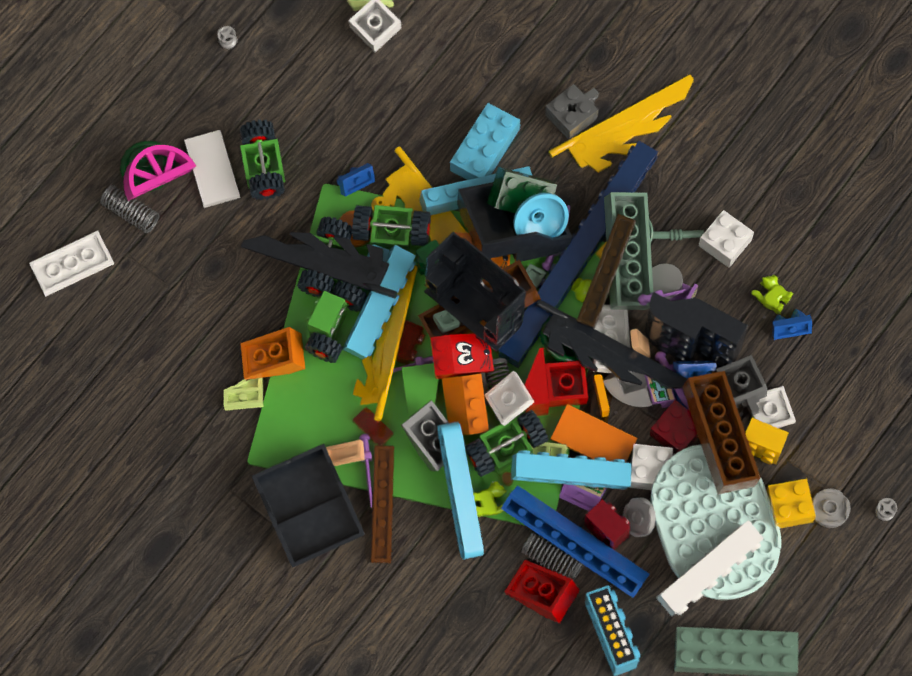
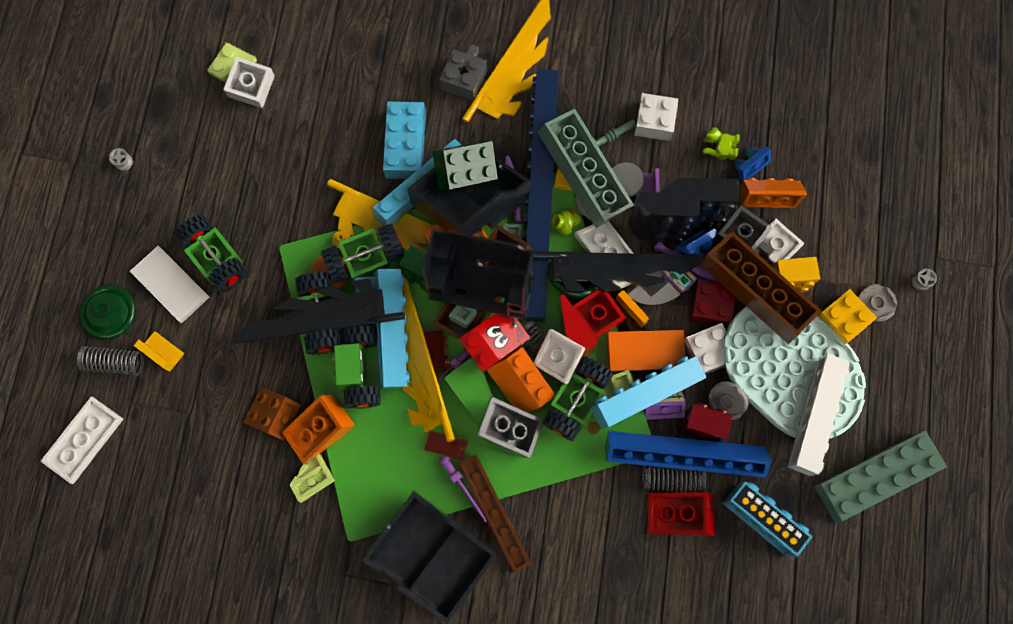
camera: 30 degrees left, 5 degrees up
(168, 175) = (124, 319): dark pink window -> none
(174, 222) = (160, 351): none -> yellow panel
(240, 323) = (271, 413): none -> dark orange bracket
(346, 452) = (436, 484): light nougat tile -> none
(356, 179) = (307, 227): blue tile -> none
(460, 490) = (560, 463): medium azure beam -> none
(486, 499) = (587, 459): lime animal -> none
(551, 215) = (495, 173): medium azure dish -> none
(606, 271) = (579, 195): dark brown tile -> none
(640, 342) = (638, 244): light nougat tile -> none
(644, 299) = (631, 197): medium lavender sword -> none
(789, 360) = (771, 193): none -> orange slope

